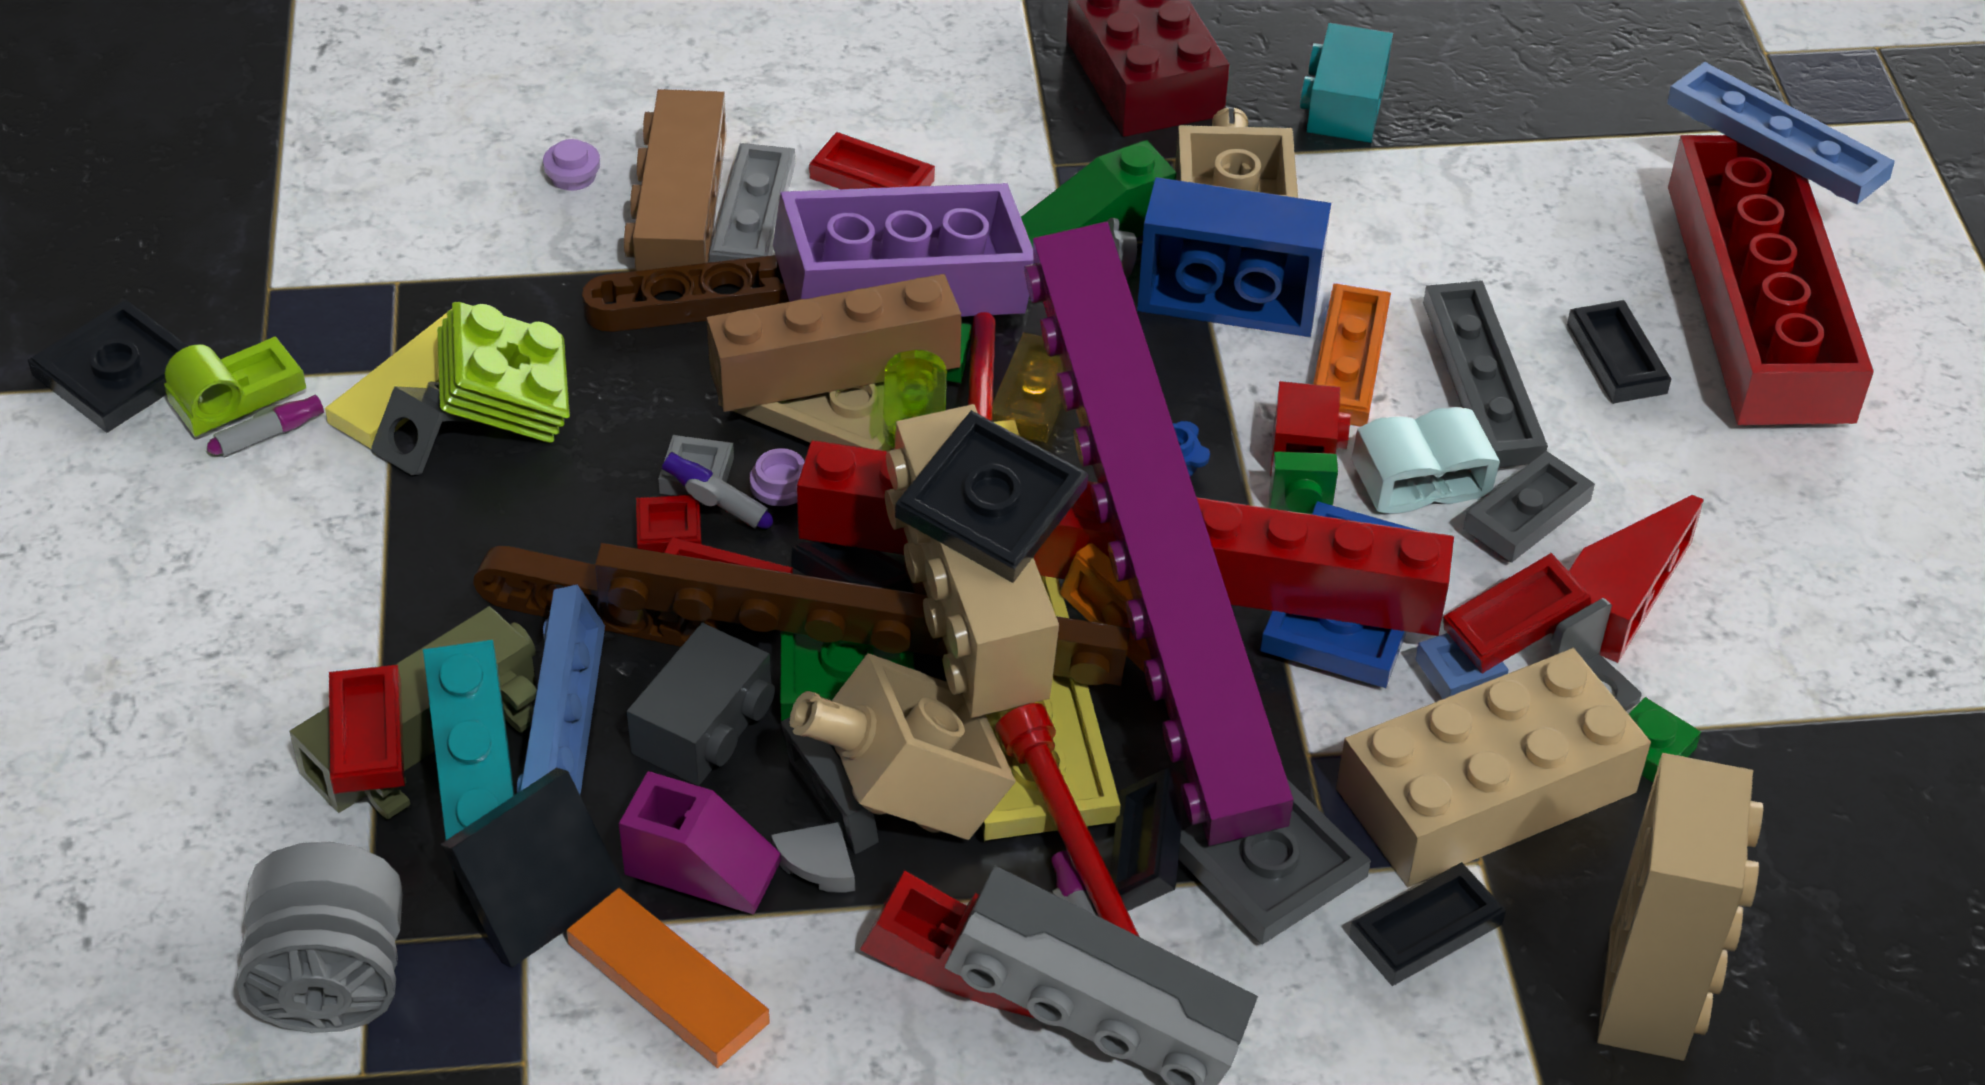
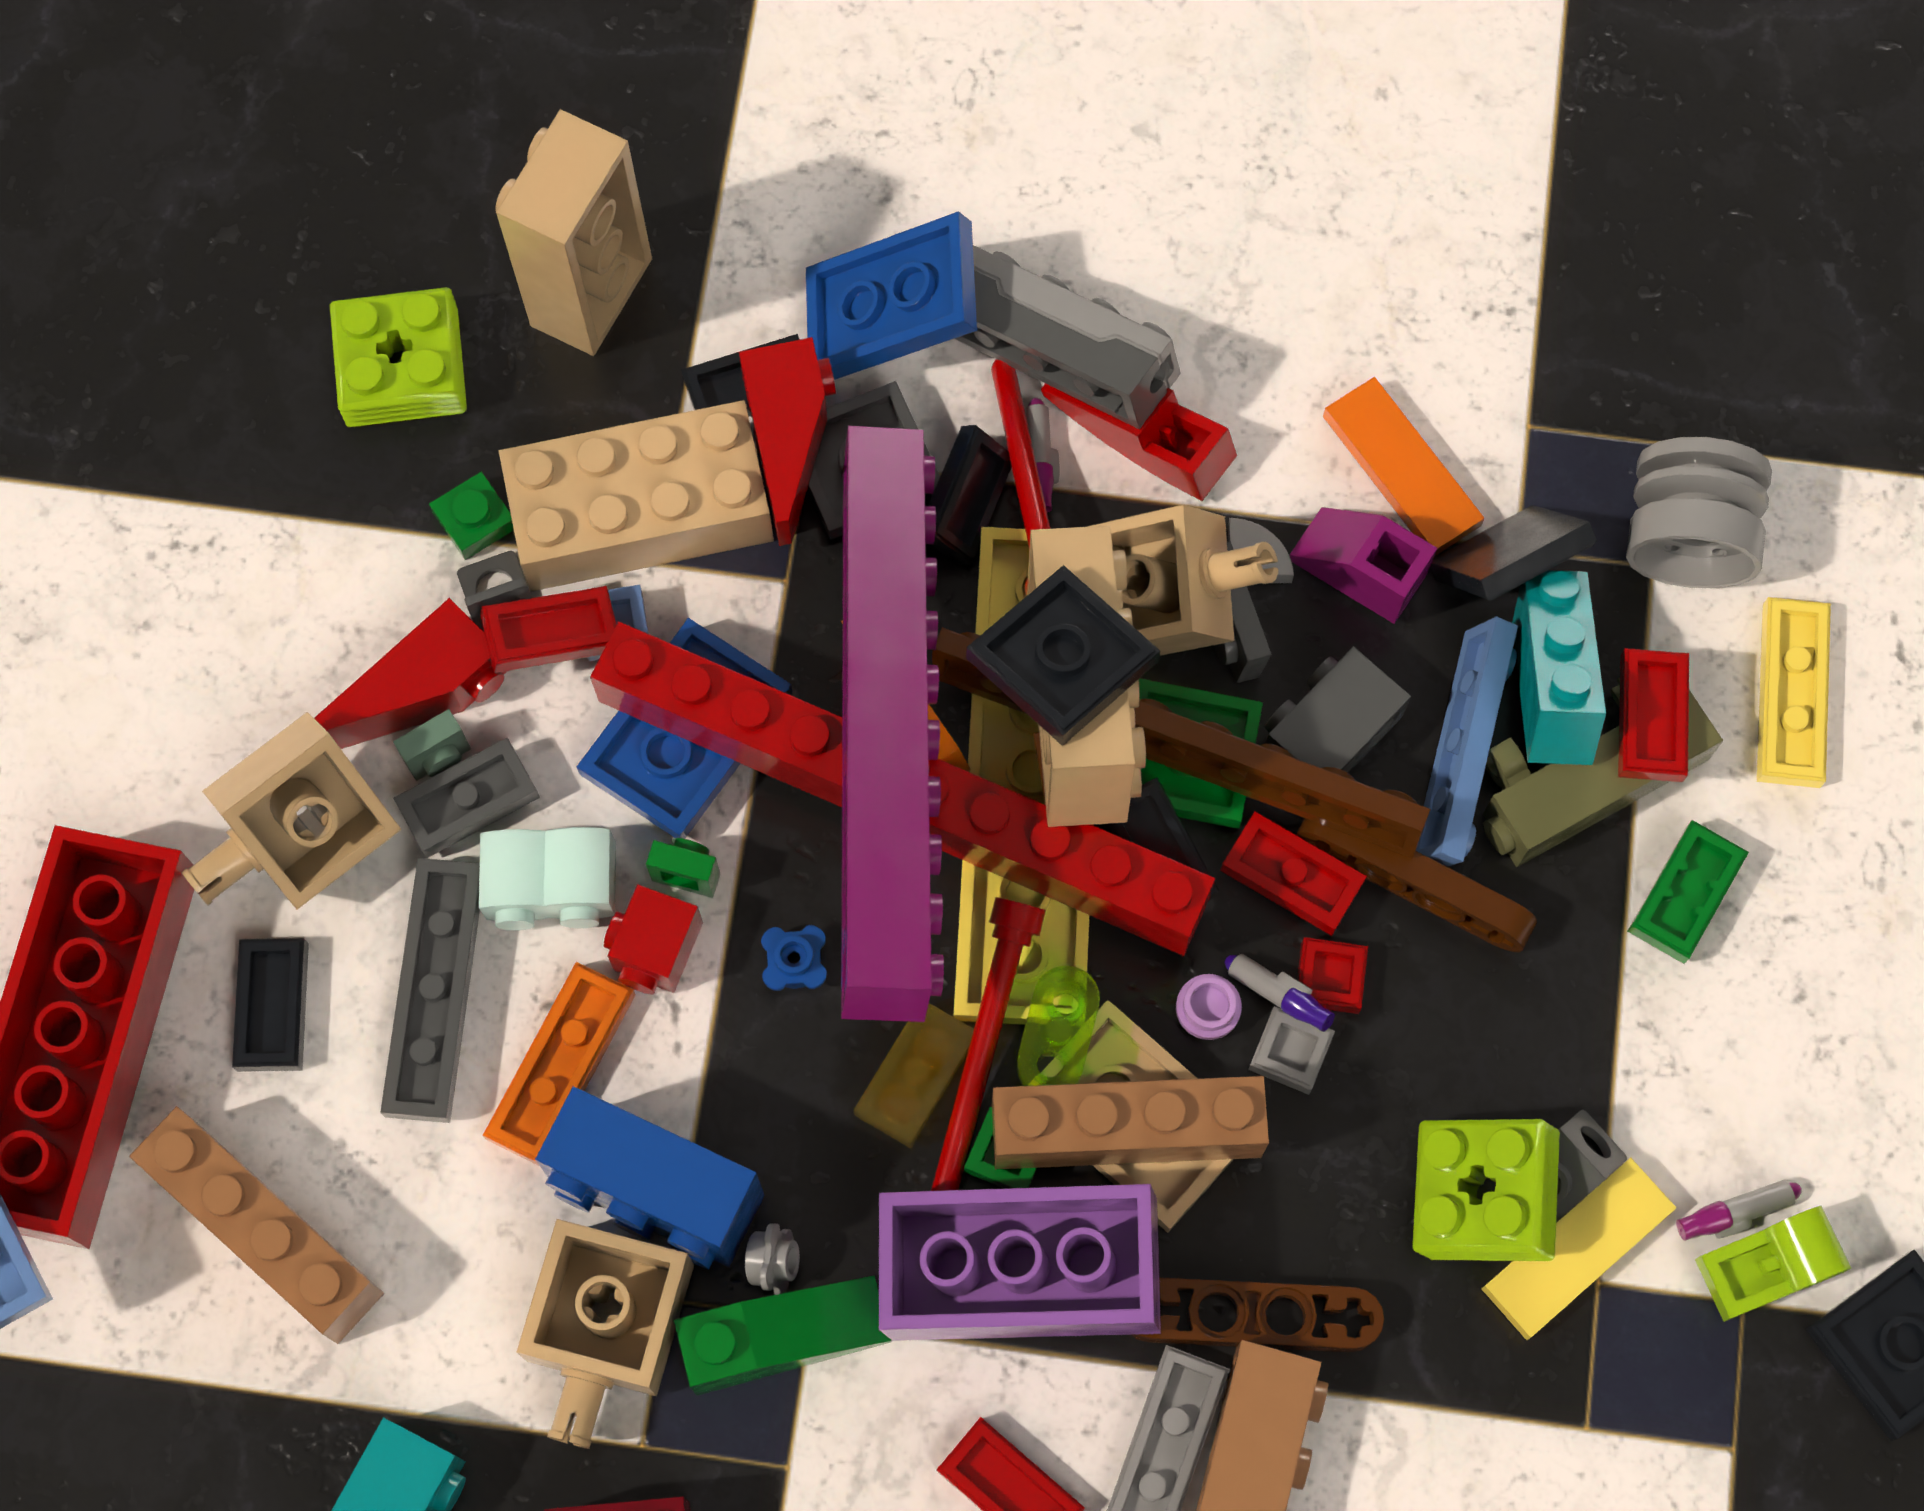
camera: 165 degrees left, 25 degrees up
(205, 843) = (1793, 692): none -> light yellow tile
(319, 637) = (1688, 892): none -> green plate
(1300, 981) = (893, 296): none -> blue plate
(1371, 841) = (789, 418): none -> red slope
(1542, 201) = (256, 1225): none -> medium nougat brick
(1581, 526) = (433, 746): none -> sand green plate
(1669, 432) = (261, 807): none -> tan brick
(1823, 863) = (431, 369): none -> lime brick

